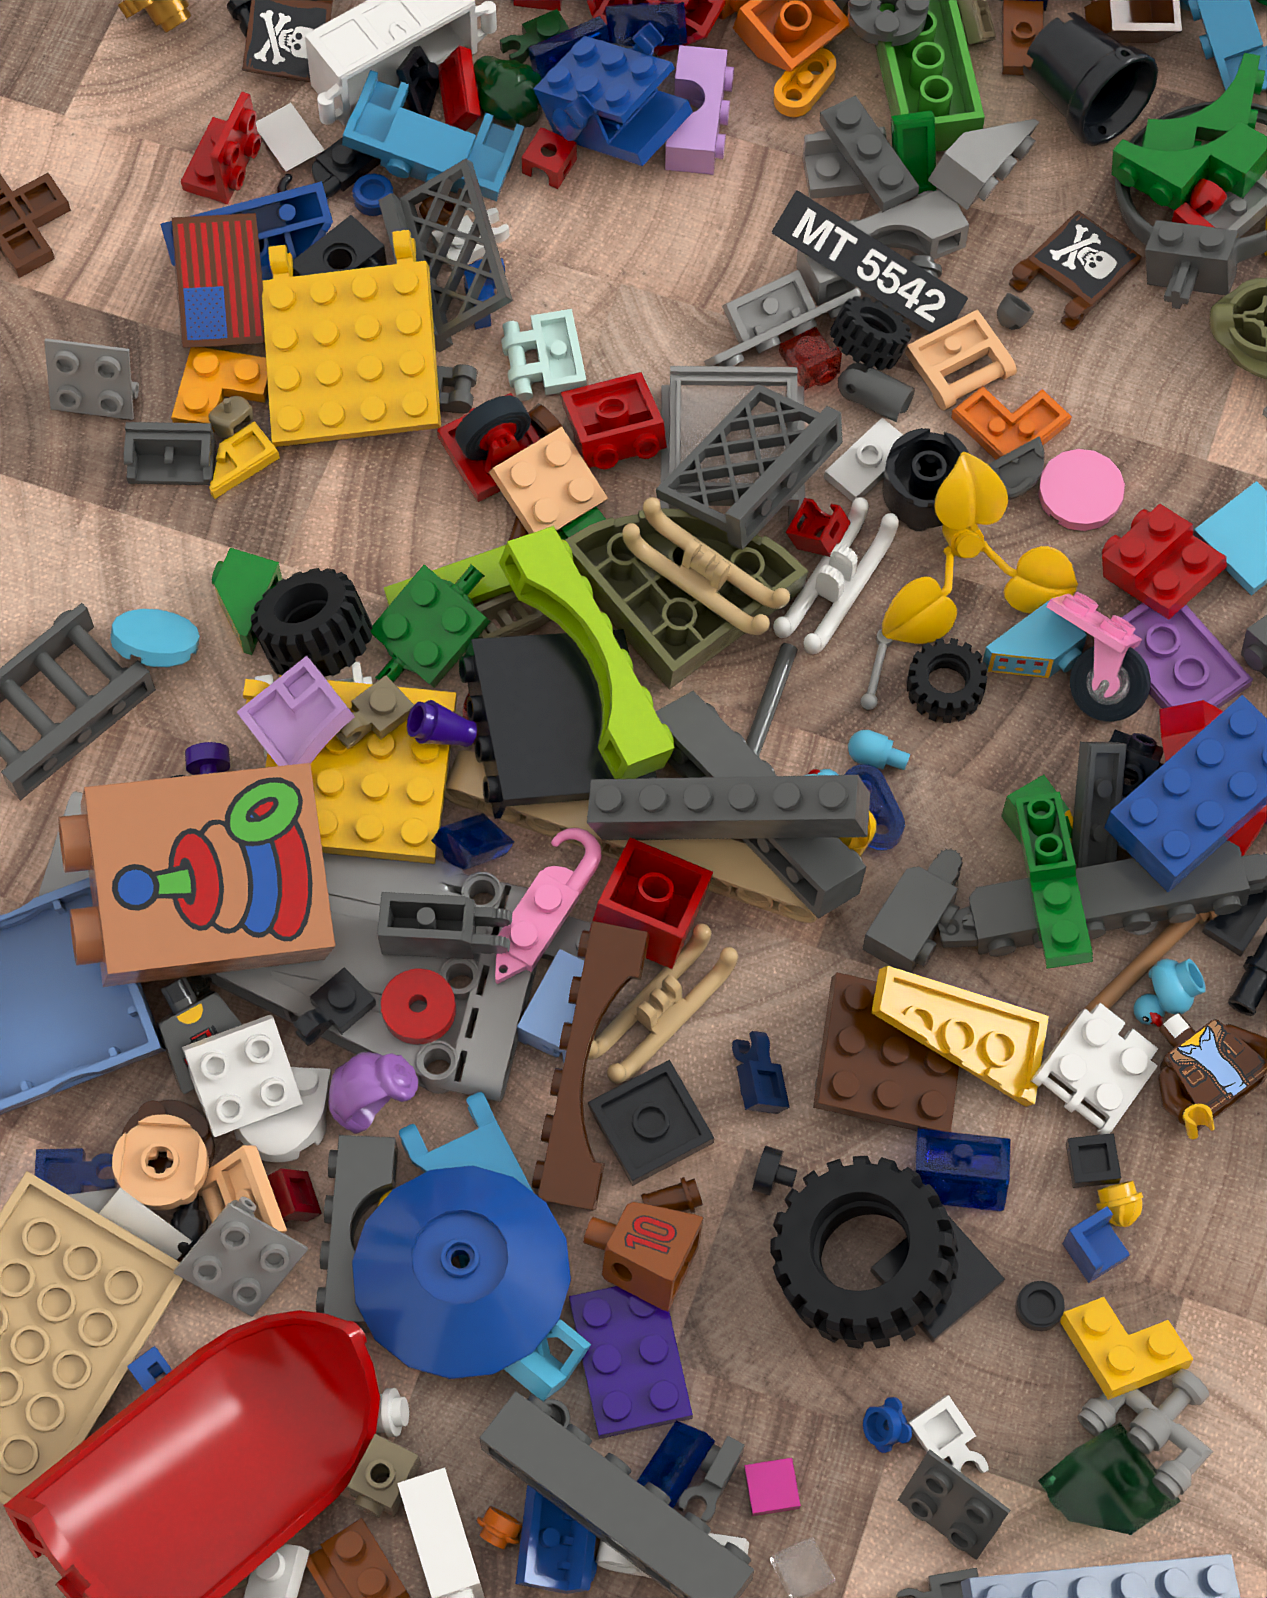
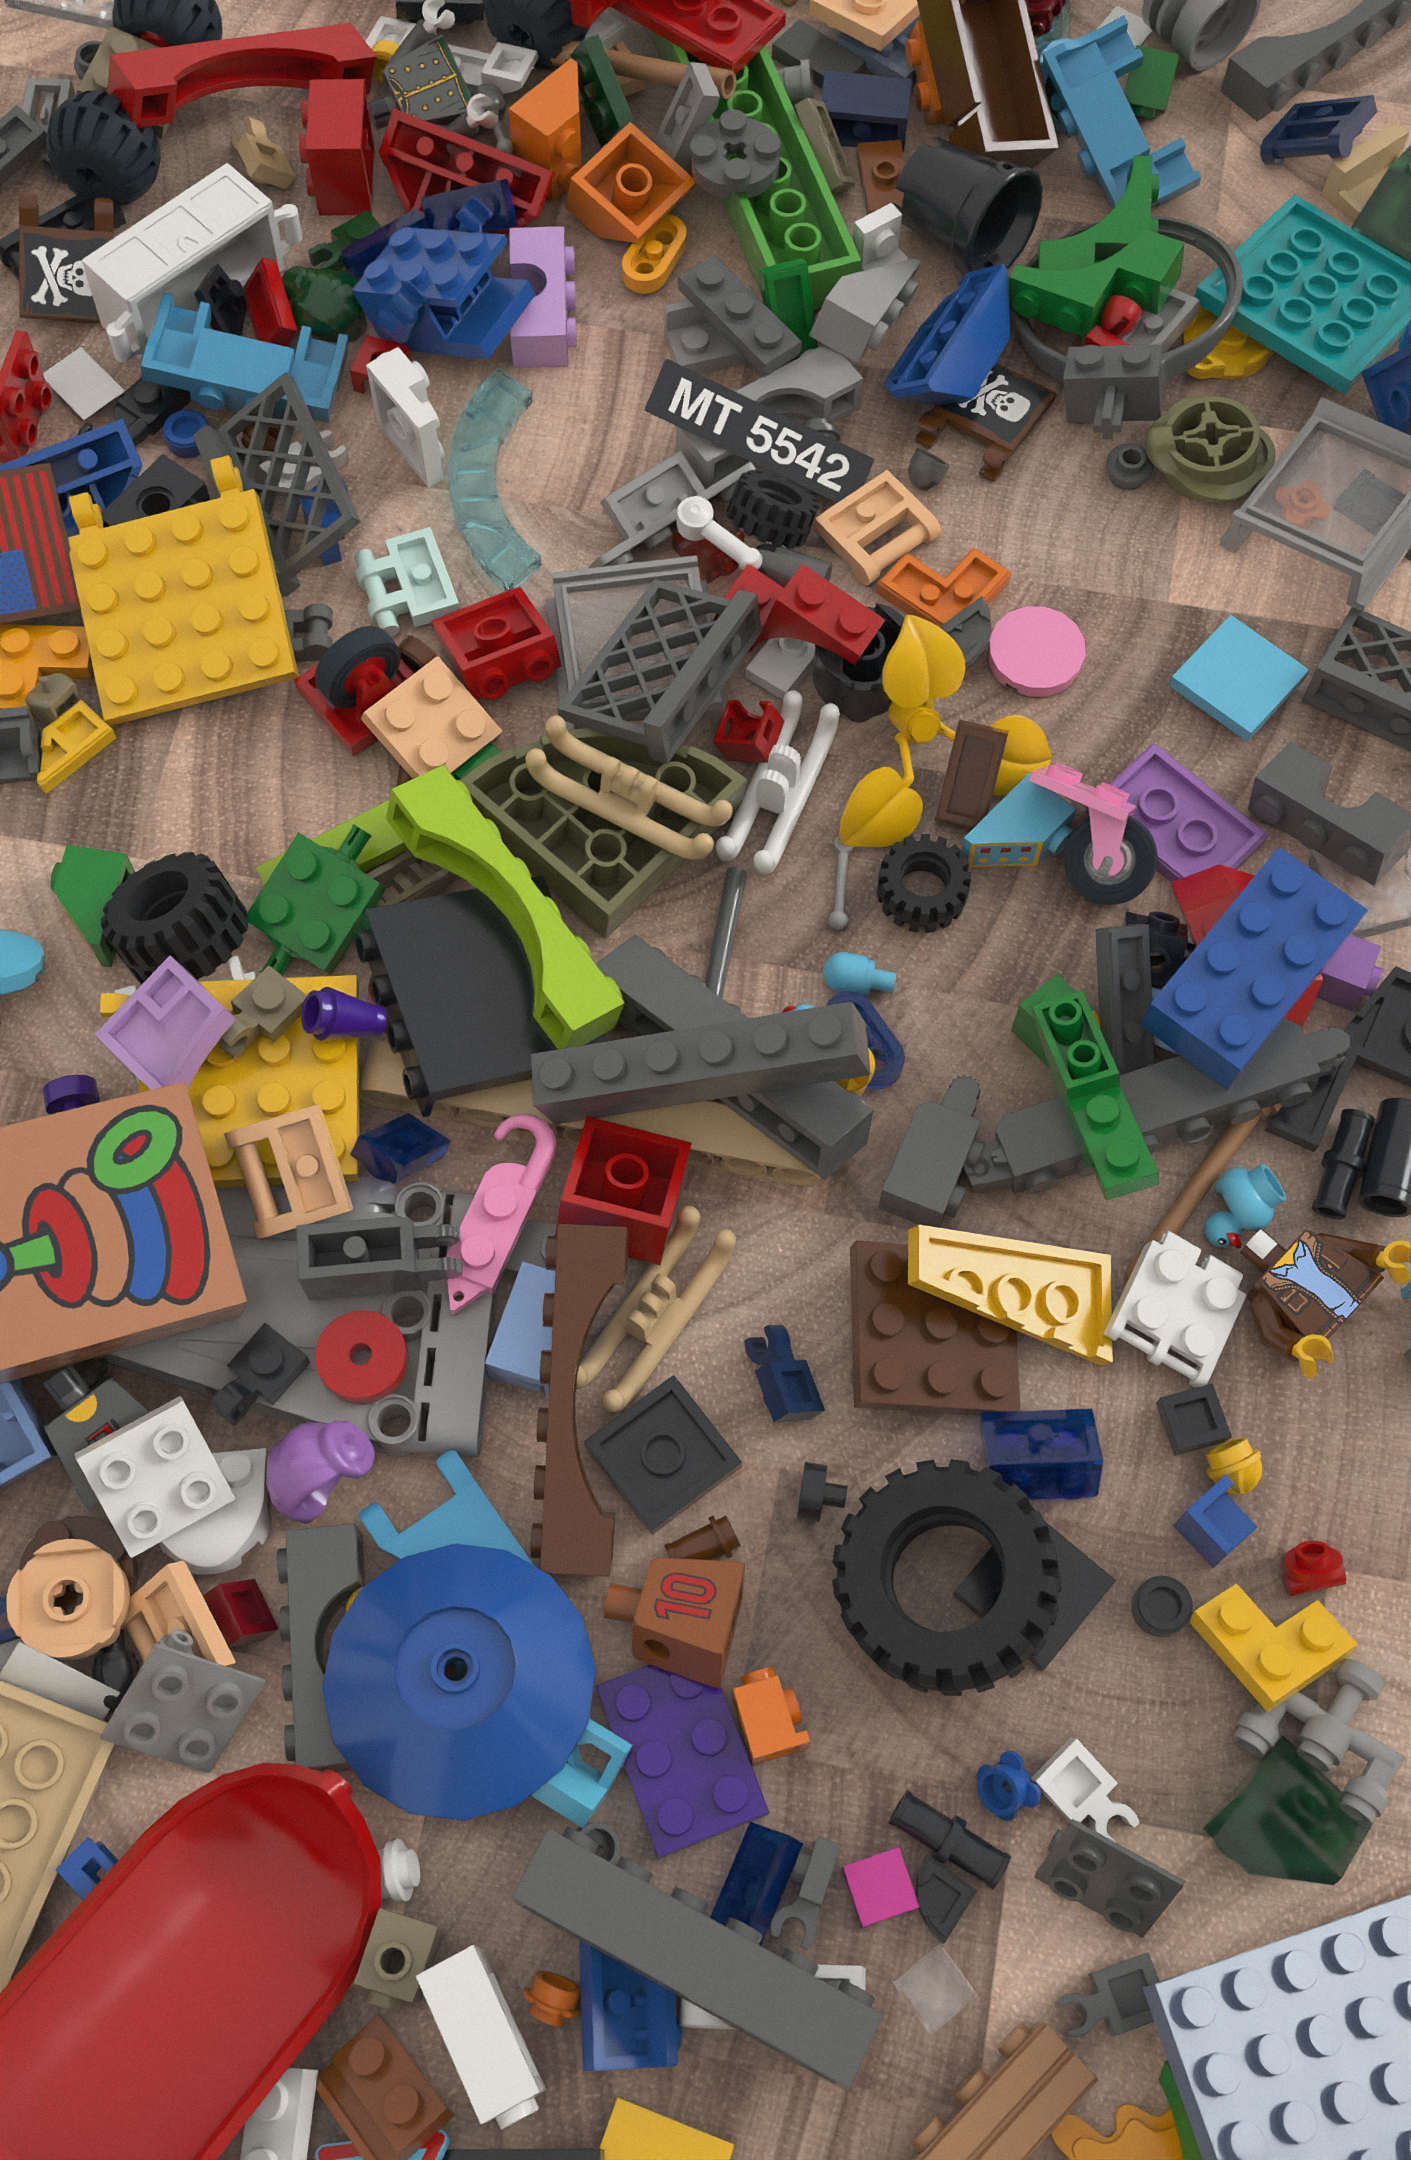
camera: 10 degrees left, 0 degrees up
(394, 844) = (305, 1165): none -> light nougat plate
(566, 205) = (406, 413): none -> white plate
(615, 271) = (474, 477): none -> clear light blue tile
(703, 1341) = (768, 1716): none -> orange brick
(801, 338) = (697, 522): none -> white piece
(819, 1502) = (941, 1897): none -> black tile
(833, 1458) = (950, 1839): none -> black pin
(884, 431) = (810, 612): none -> red arch
(1002, 591) = (971, 774): none -> reddish brown tile
(1004, 98) = (878, 238): none -> white bracket
(1057, 202) = (956, 343): none -> blue wedge
(1161, 561) = (1141, 716): red plate -> none
(1170, 1294) = (1312, 1568): none -> red plate
(1190, 341) = (1127, 475): none -> dark grey plate

